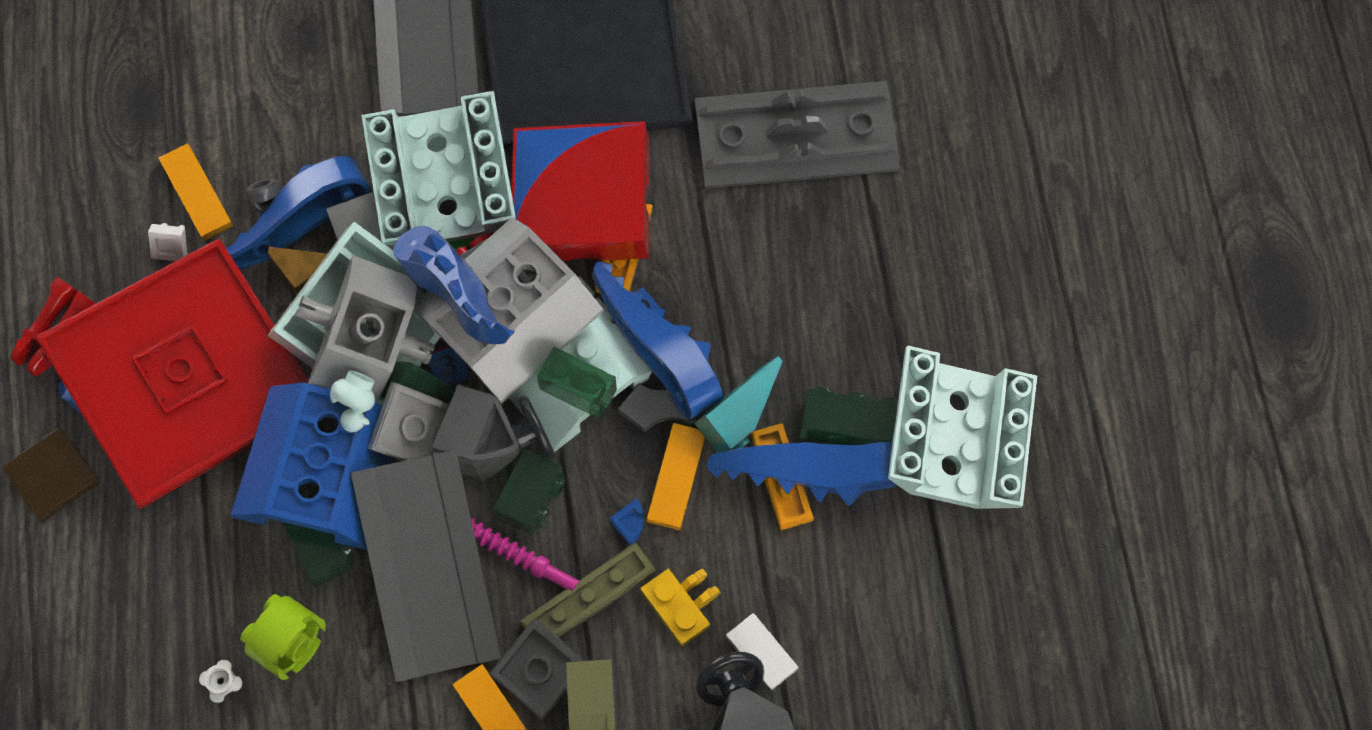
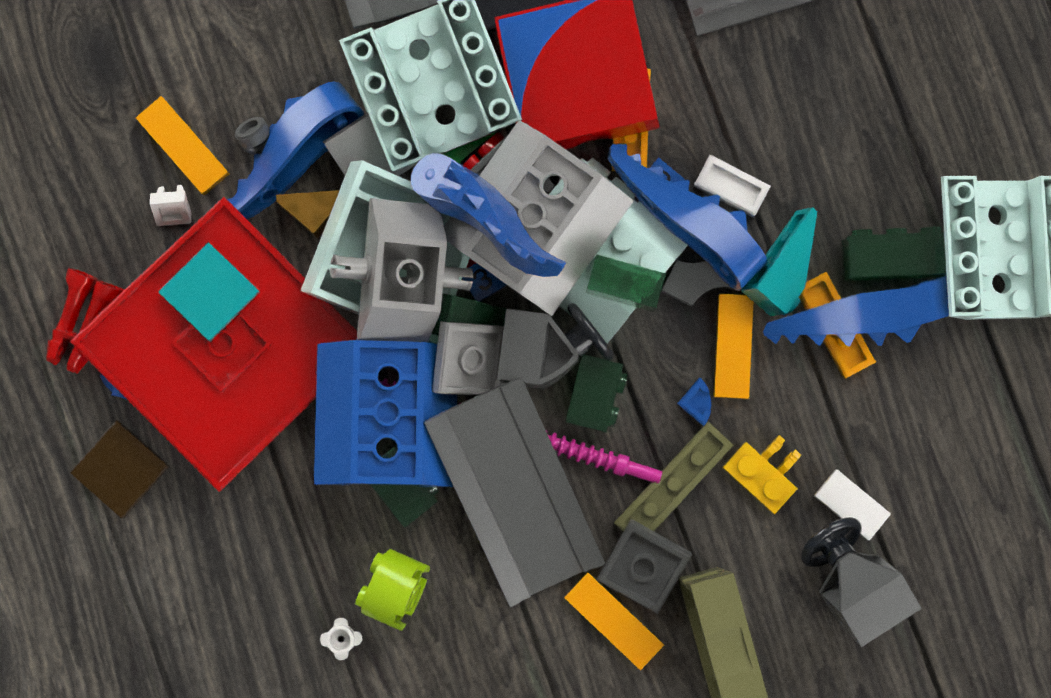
camera: 10 degrees left, 15 degrees up
(180, 318) = (209, 292): none -> teal tile
(356, 393) = (412, 346): light aqua animal -> none
(709, 327) = (732, 185): none -> white tile

